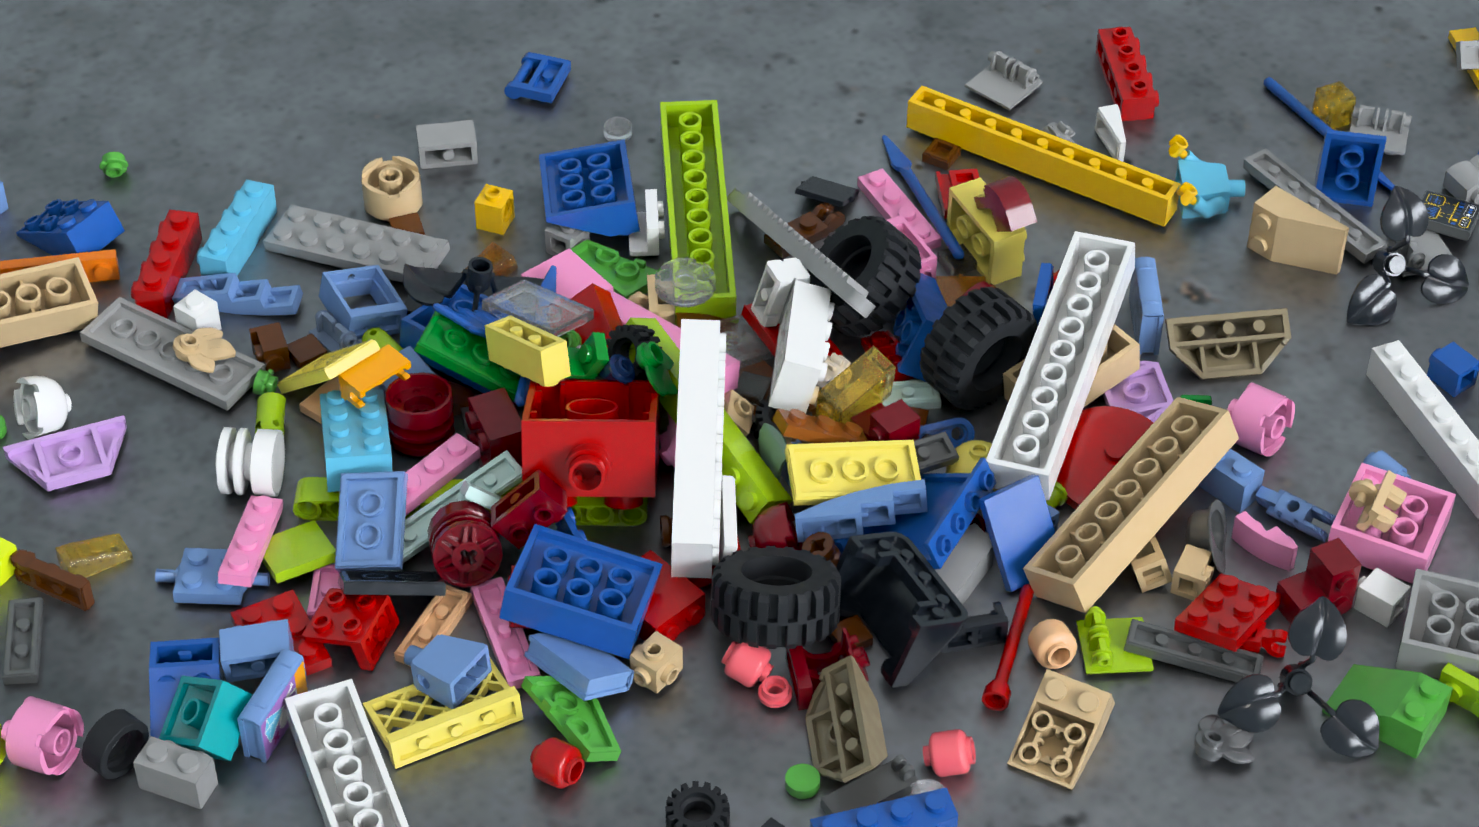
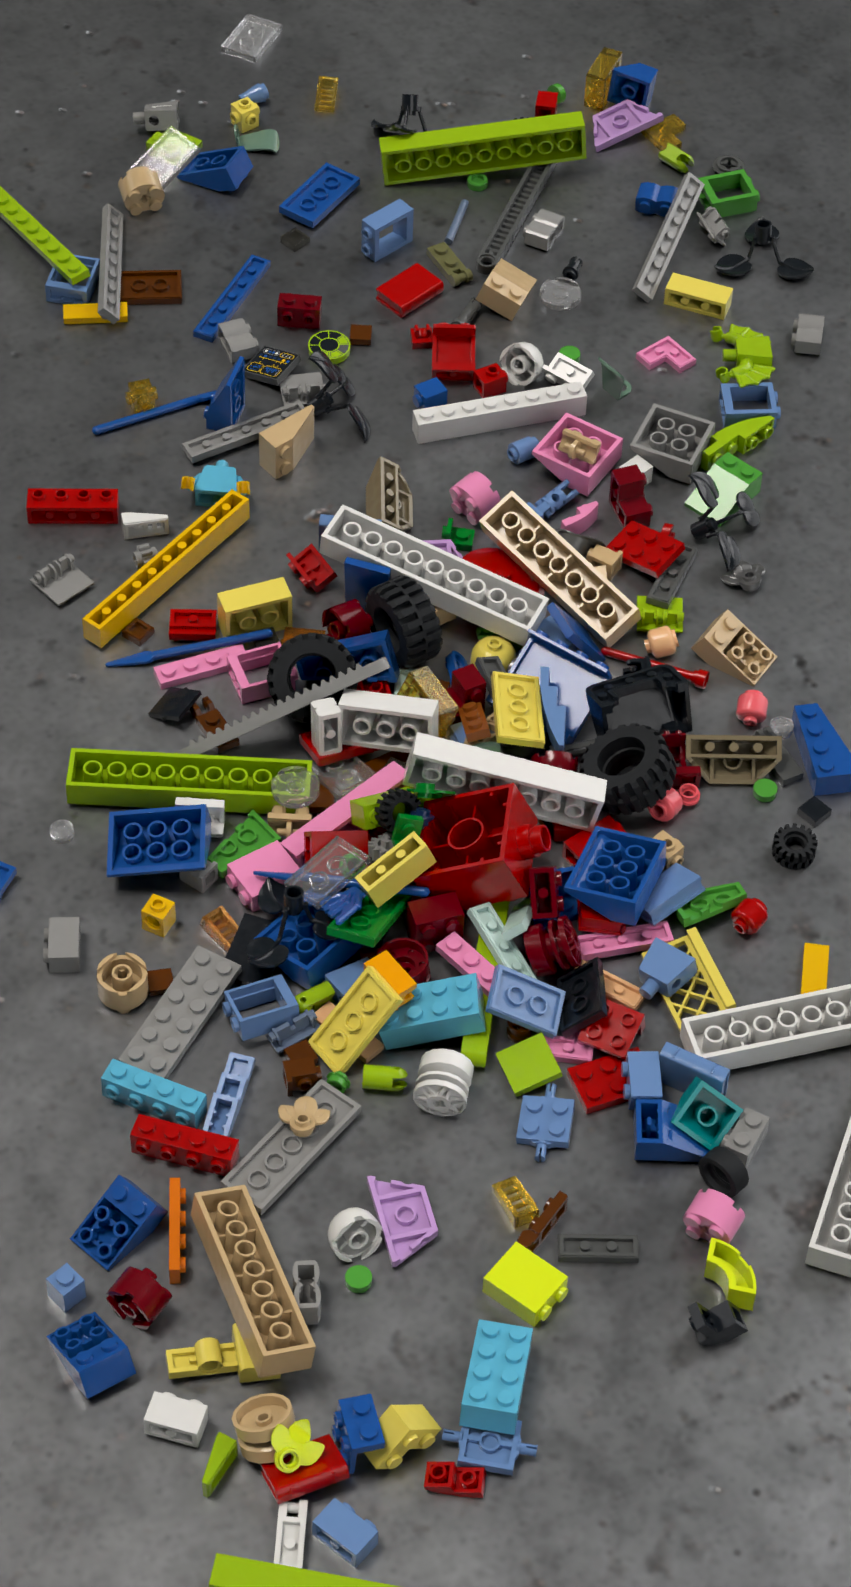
camera: 85 degrees left, 5 degrees up
(113, 164) = (35, 1191): bright green plate -> none
(197, 312) = (255, 1123): white brick -> none
(250, 541) = (522, 1088): bright pink plate -> none
(824, 545) = (576, 748): reddish brown wheel -> none
(1008, 203) = (268, 571): dark red brick -> none
(1395, 130) = (175, 381): light grey hinge -> none

